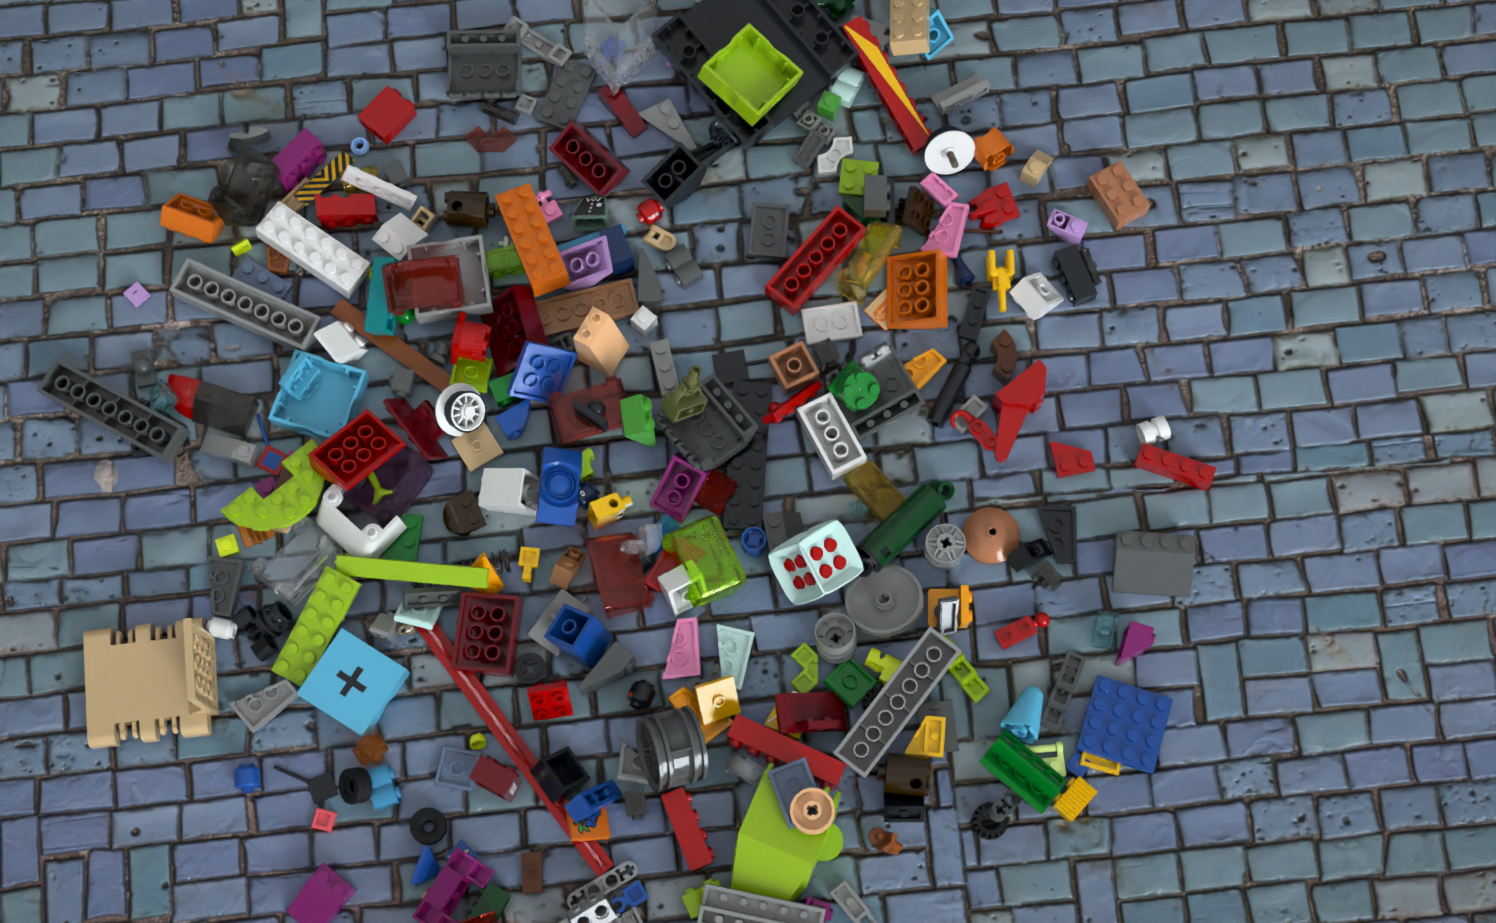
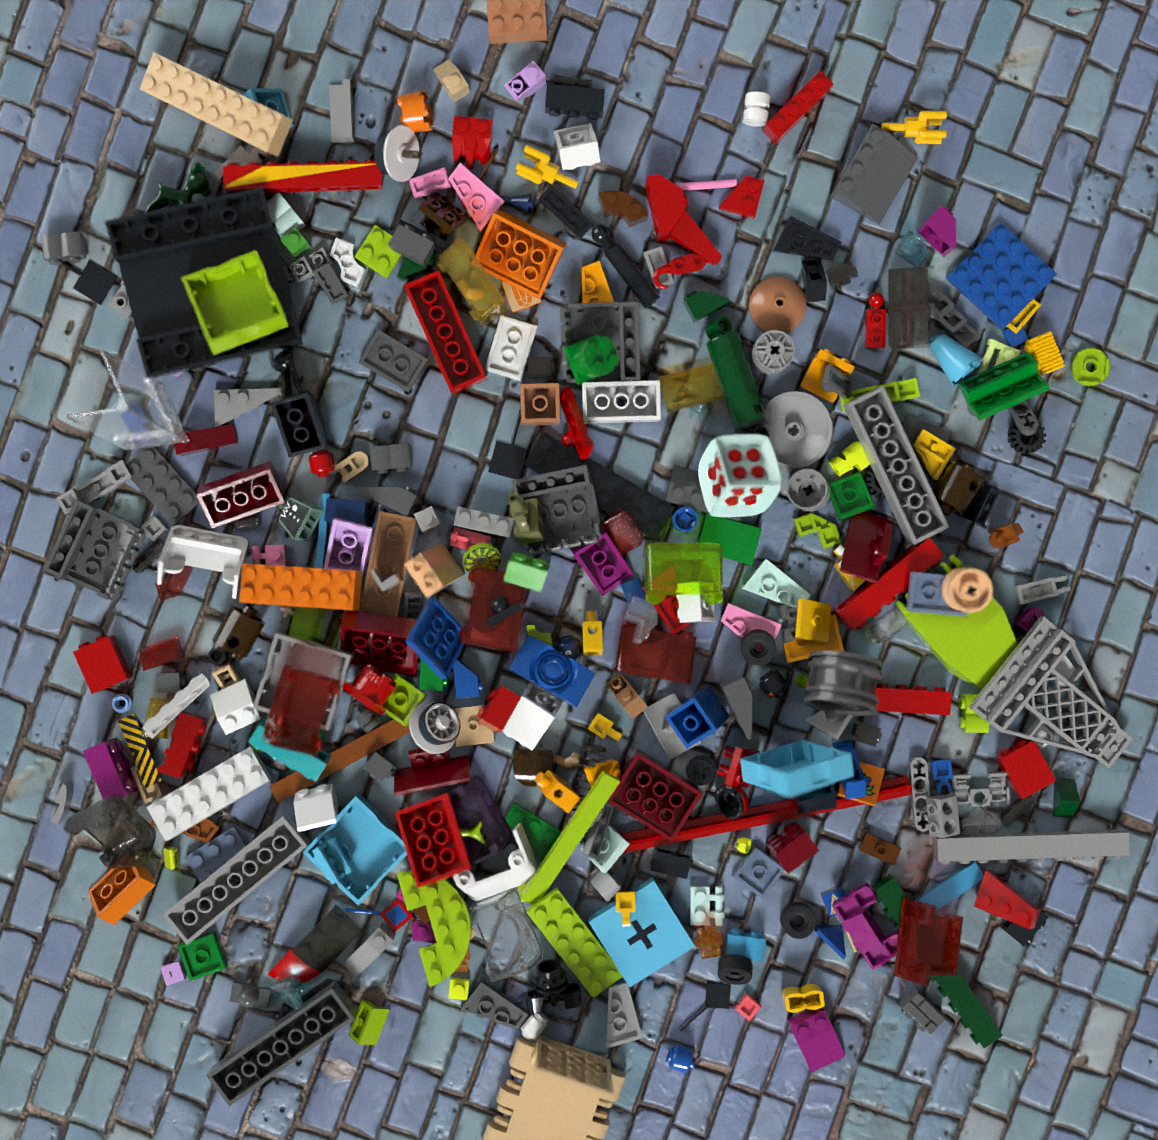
camera: 60 degrees left, 15 degrees up
(161, 481) = (368, 1023): none -> lime panel
(162, 312) = (202, 956): none -> green tile
(353, 859) = (808, 997): none -> yellow brick
(374, 650) = (625, 903): none -> yellow plate
(402, 728) = (700, 905): none -> light aqua plate
(418, 158) = (161, 653): none -> clear red brick
(429, 682) = (671, 863): none -> black panel
(438, 205) = (218, 657): none -> black tile
(452, 541) = (552, 785): none -> light orange torso
(480, 543) = (568, 762): none -> arm
(501, 454) = (498, 709): none -> red piece
(514, 707) = (731, 801): none -> black hair
(524, 148) = (203, 550): none -> white windscreen
(570, 308) = (387, 584): none -> light grey panel
(572, 739) = (796, 767): none -> medium azure tile
(638, 377) = (482, 550): none -> tile
(642, 367) = (465, 539): none -> coral hinge
(658, 658) = (765, 655): none -> black tyre
(758, 595) = (737, 539): none -> green tile
(956, 468) = (703, 304): none -> dark green slope
(1049, 650) = (909, 307): none -> clear smoke brick
(1064, 422) = (708, 184): none -> bright pink bar
(1074, 853) = (1079, 370): none -> lime tile
(1217, 581) = (919, 127): none -> yellow plant

